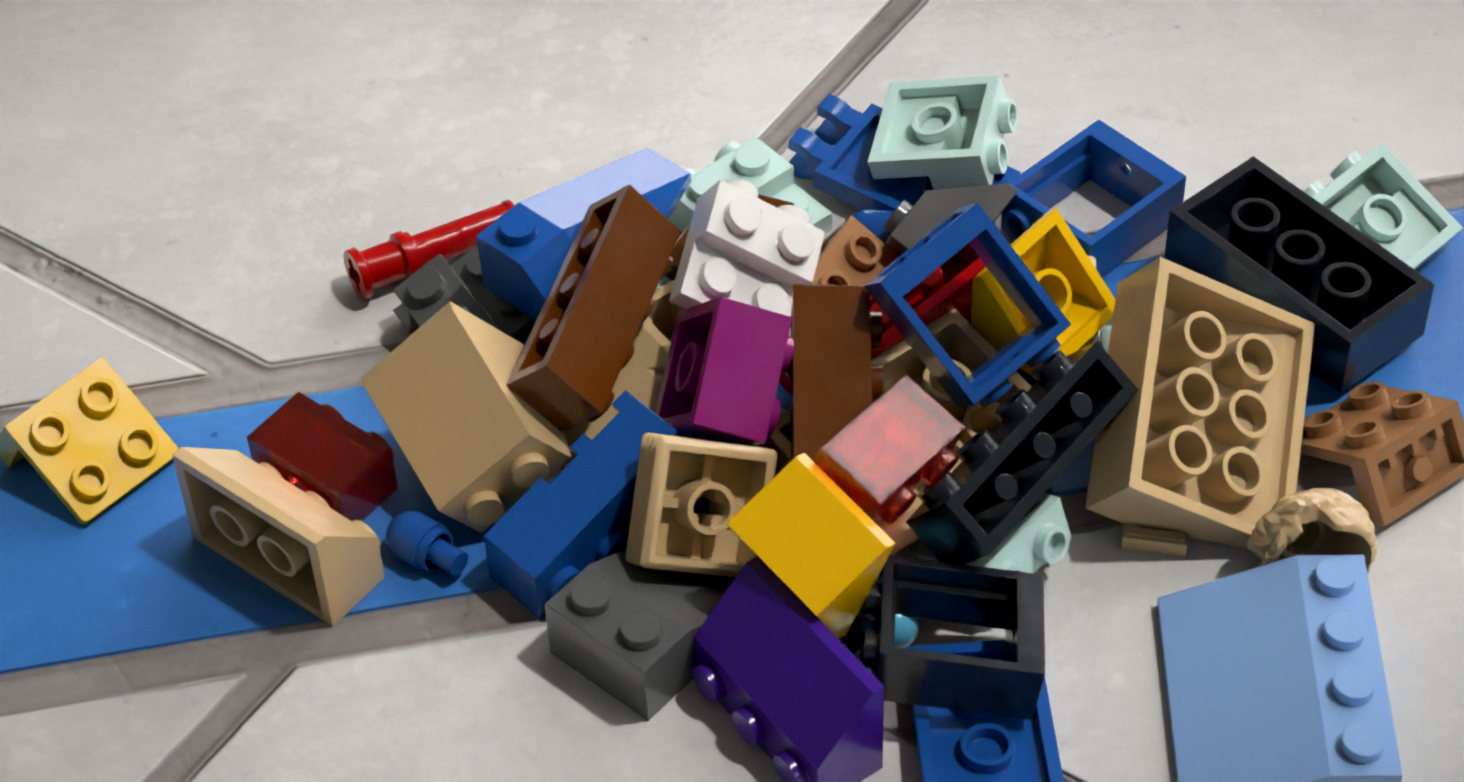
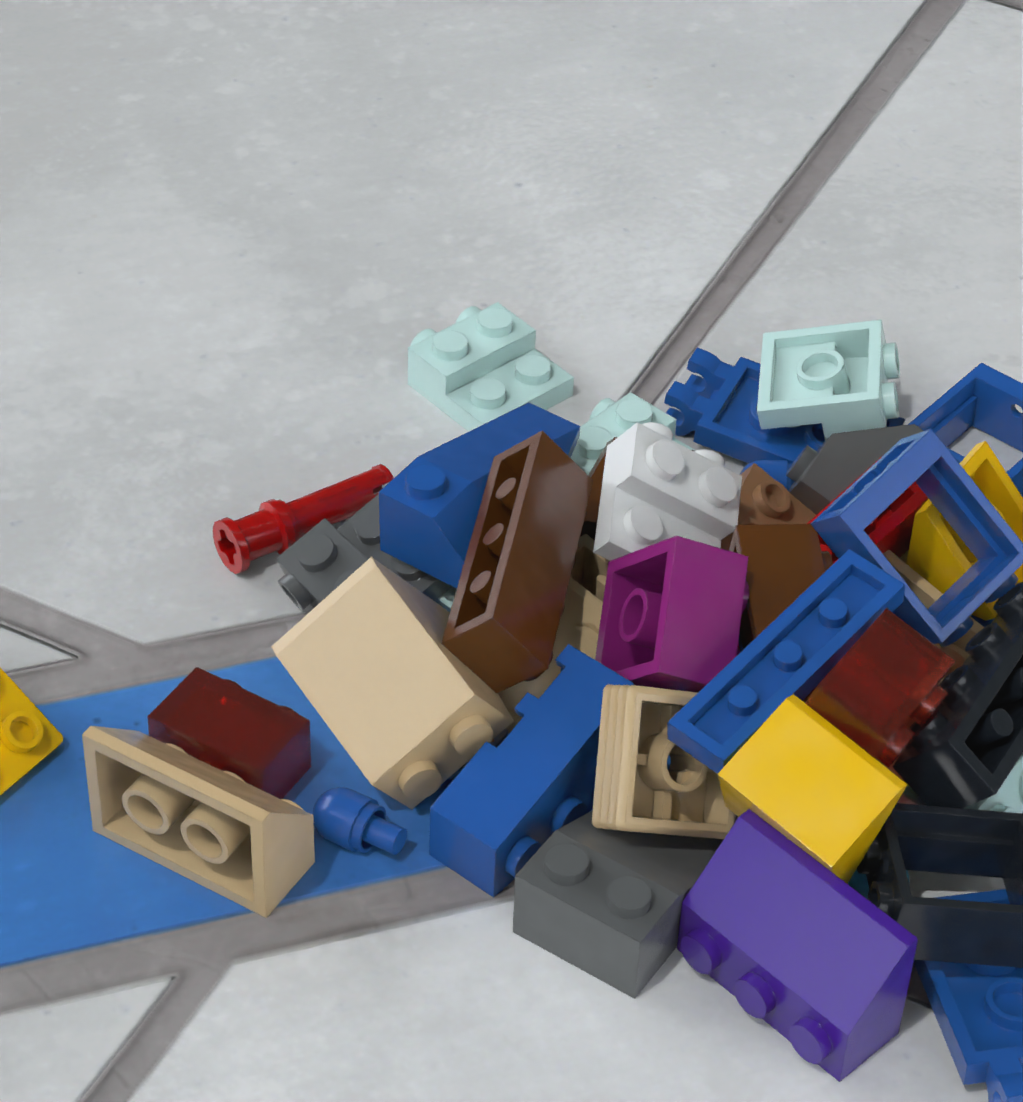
camera: 10 degrees left, 5 degrees down
(629, 105) = (484, 367): none -> light aqua plate
(811, 414) = (785, 659): none -> blue plate

